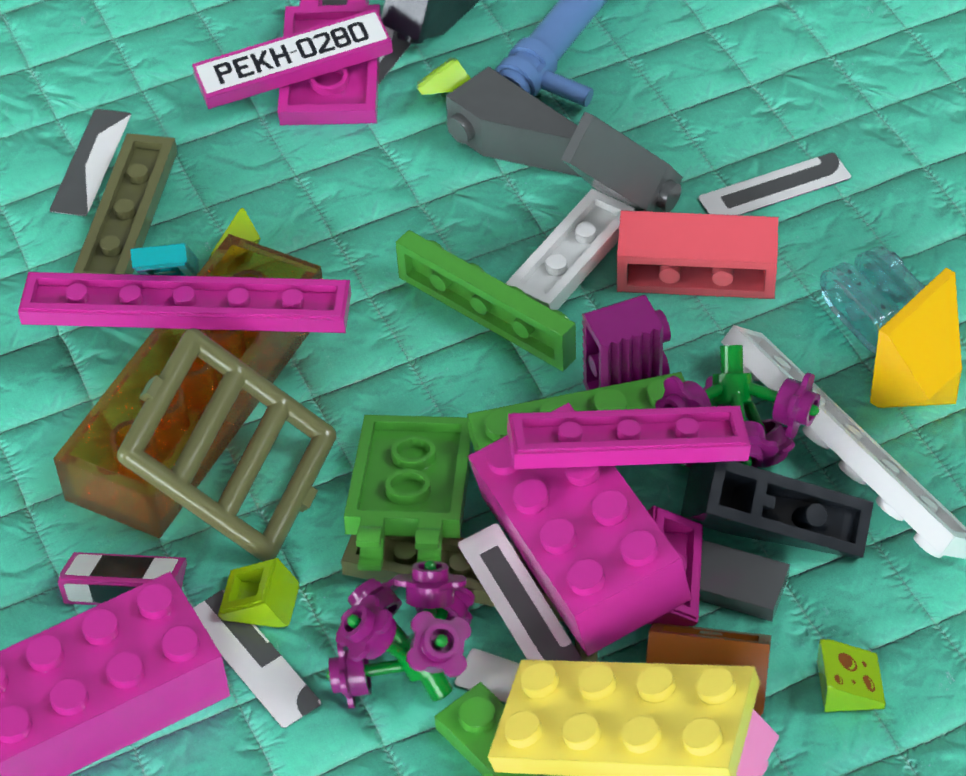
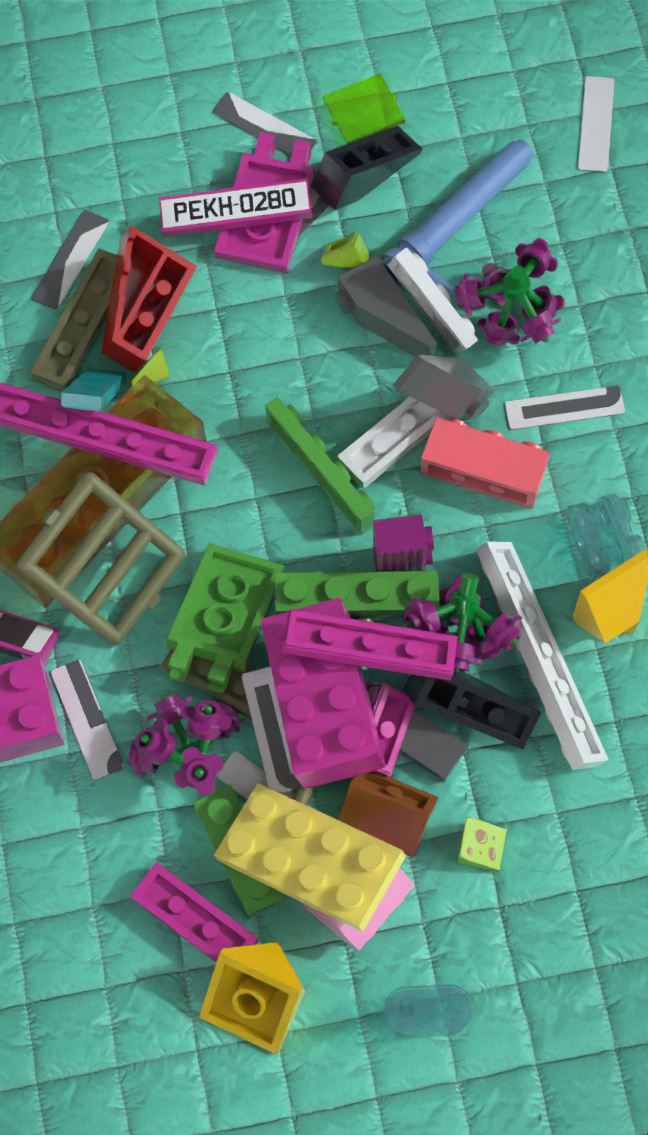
camera: 15 degrees right, 20 degrees up
(199, 163) = (142, 297): none -> red wedge
(260, 595) = (102, 673): lime slope -> none
(565, 90) = (433, 301): none -> white plate
(656, 74) = (514, 287): none -> magenta plant

